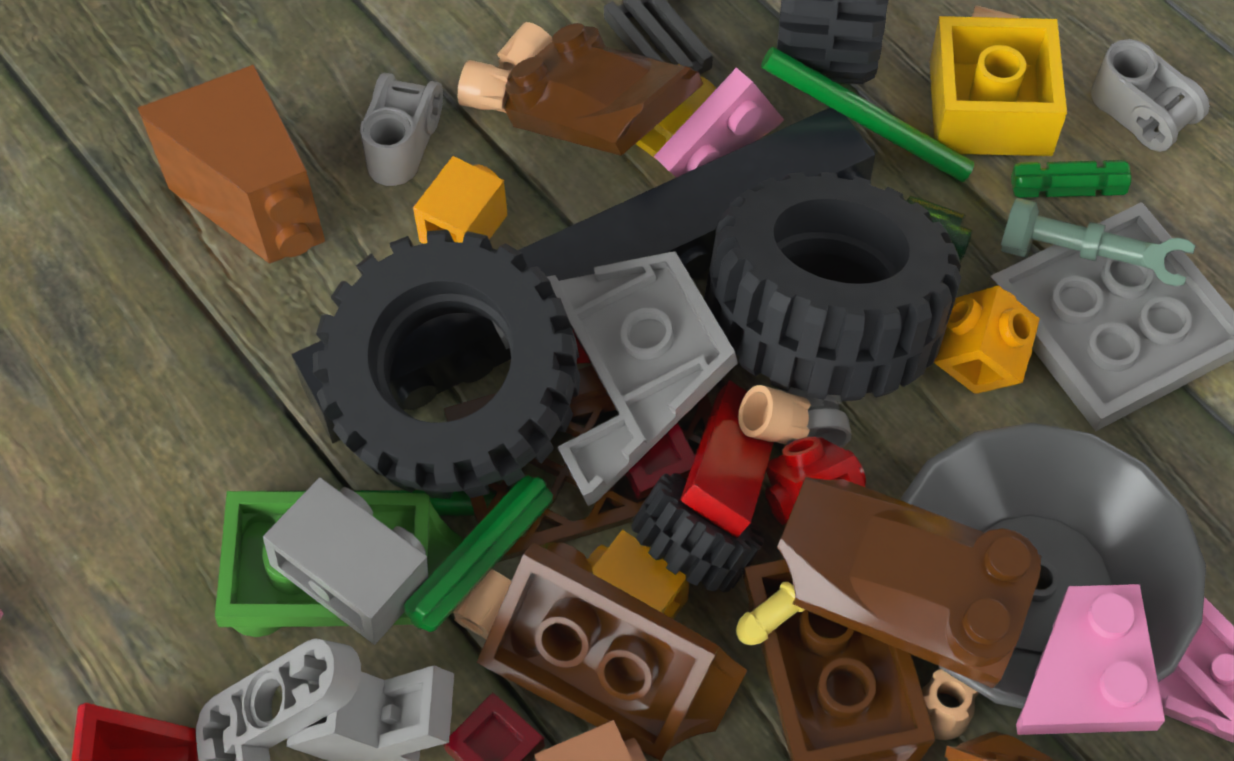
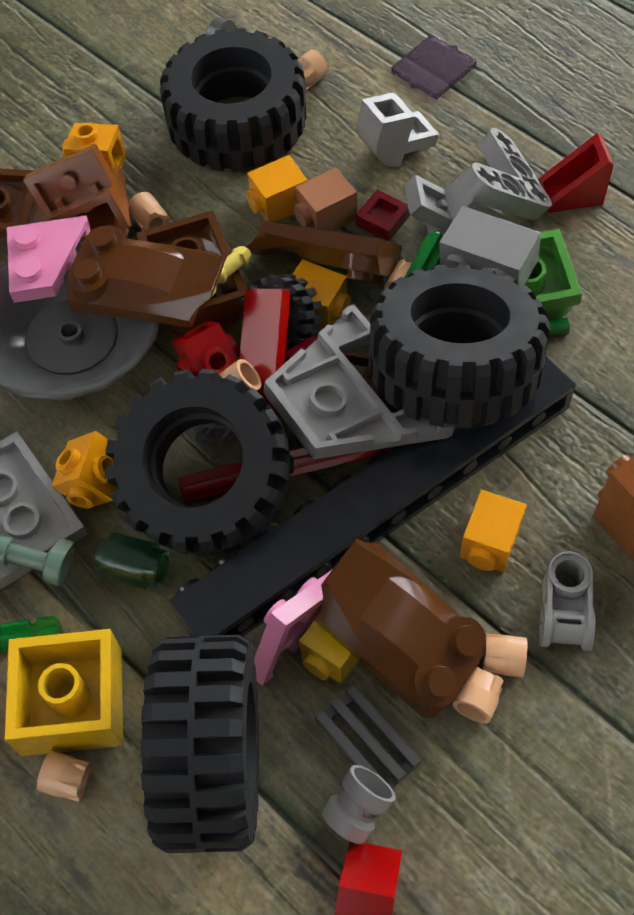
camera: 175 degrees right, 0 degrees up
(867, 114) = (154, 634): green bar -> none

